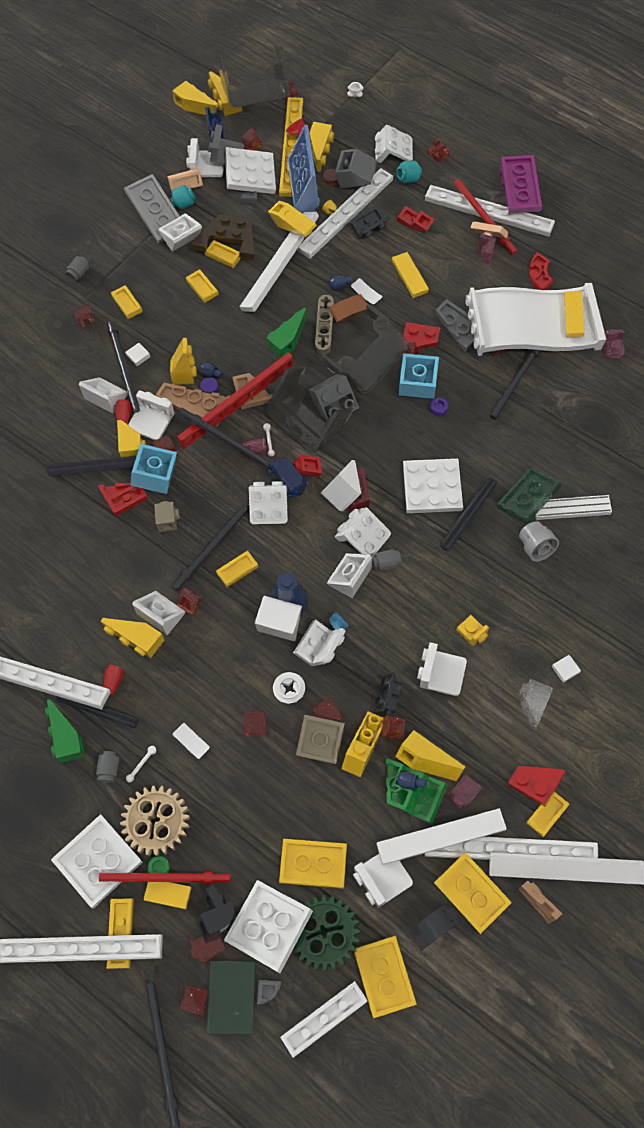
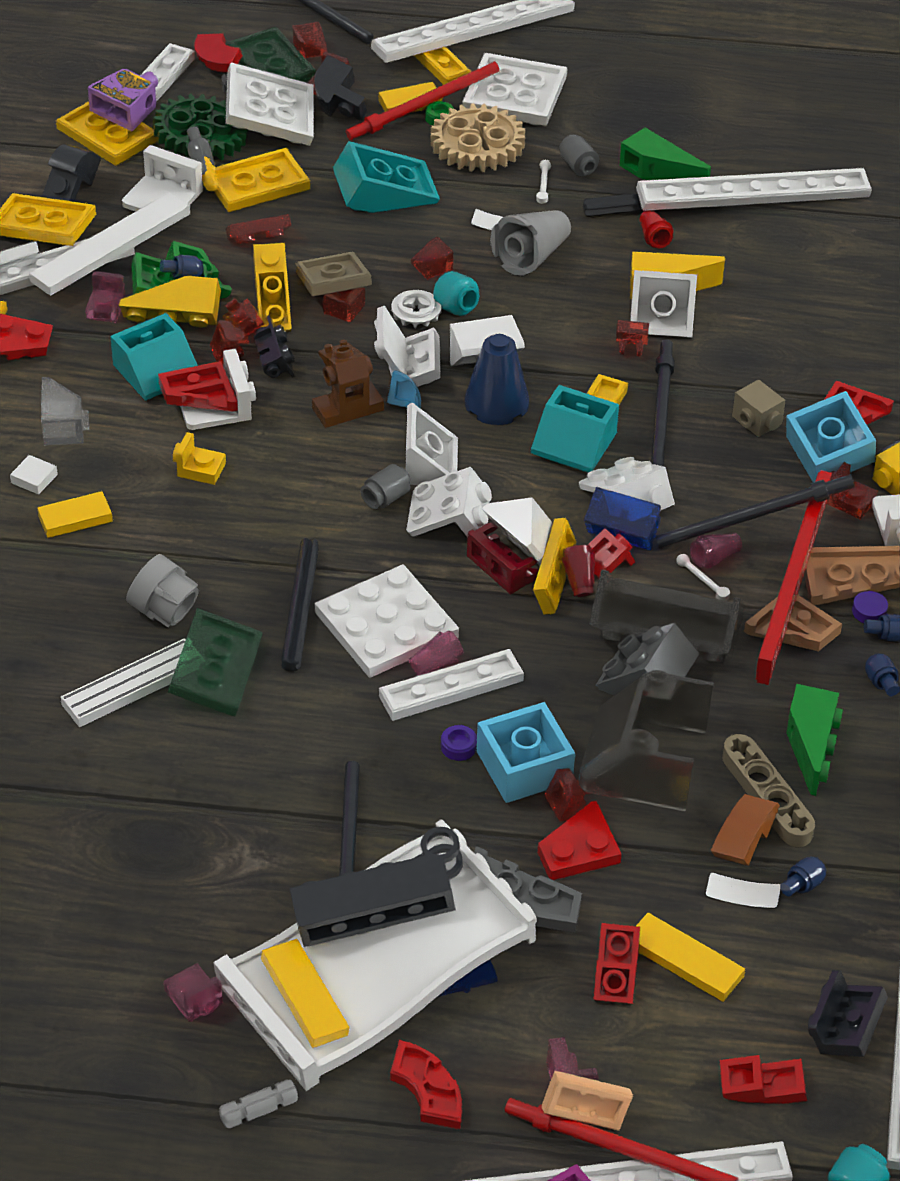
camera: 145 degrees right, 20 degrees down
(189, 700) = (528, 239): none -> light grey cone
(233, 351) = (883, 673): none -> dark blue cylinder
(239, 808) = (382, 179): none -> teal slope
(262, 682) = (456, 293): none -> teal head
(268, 545) = (575, 428): none -> teal slope
(269, 1023) = (214, 52): none -> red tile
(327, 460) = (580, 569): none -> dark red cone
(336, 470) = (551, 573): none -> yellow tile
(341, 806) = (245, 231): none -> clear red plate
(346, 885) = (200, 150): none -> dark grey piece
(362, 987) = (124, 97): none -> medium lavender torso
(370, 632) = (344, 369): none -> reddish brown tile
(413, 710) = (226, 339): none -> clear red tile
(422, 451) = (437, 653): none -> clear pink cone
(423, 437) = (451, 684): none -> white tile
(441, 279) = (617, 963): none -> red slope
(450, 675) = (199, 387): none -> red wing
(463, 715) = (150, 350): none -> teal slope
(528, 323) = (380, 894): none -> black hinge
(555, 628) = (74, 514): none -> yellow tile
(610, 292) = (258, 1103): none -> light grey axle

